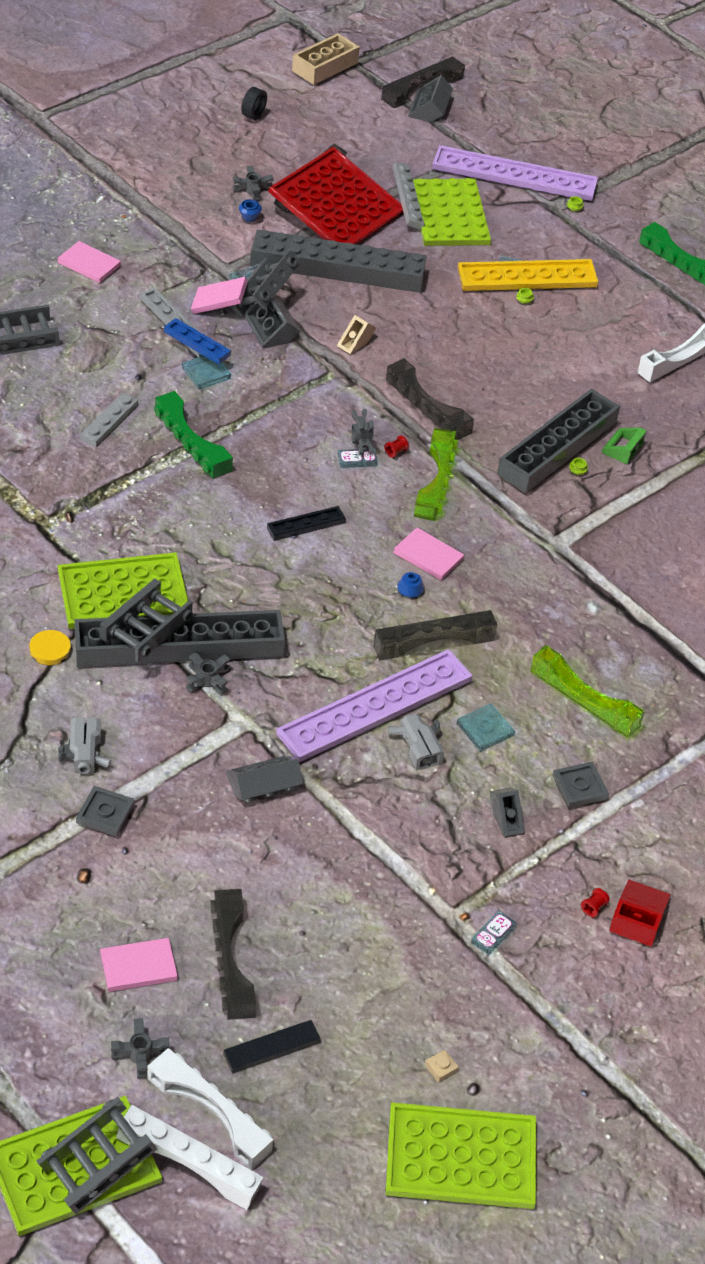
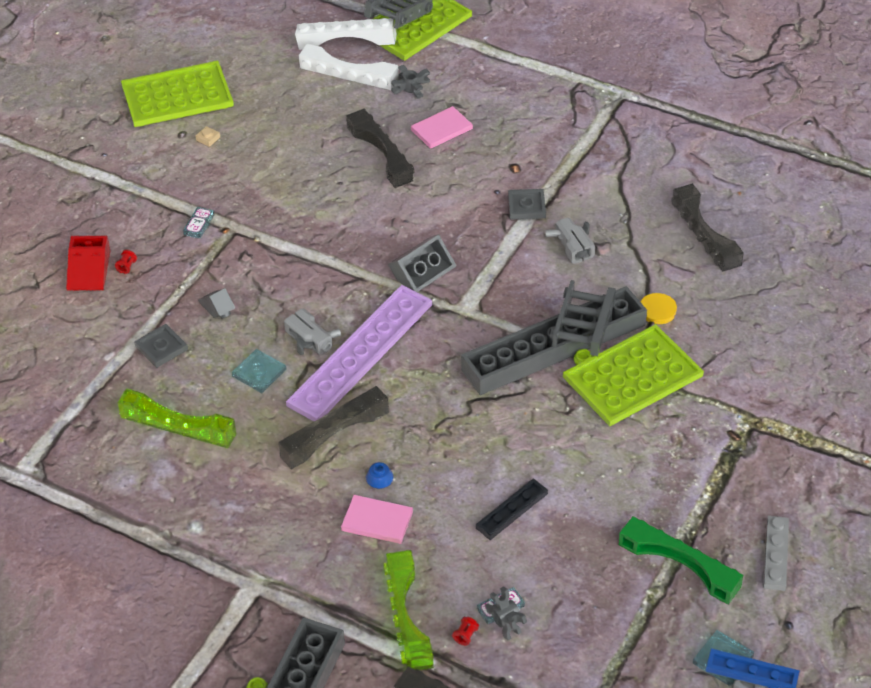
camera: 165 degrees right, 0 degrees up
(208, 673) = (512, 322): dark grey pin -> none
(271, 1046) = (326, 112): black tile -> none

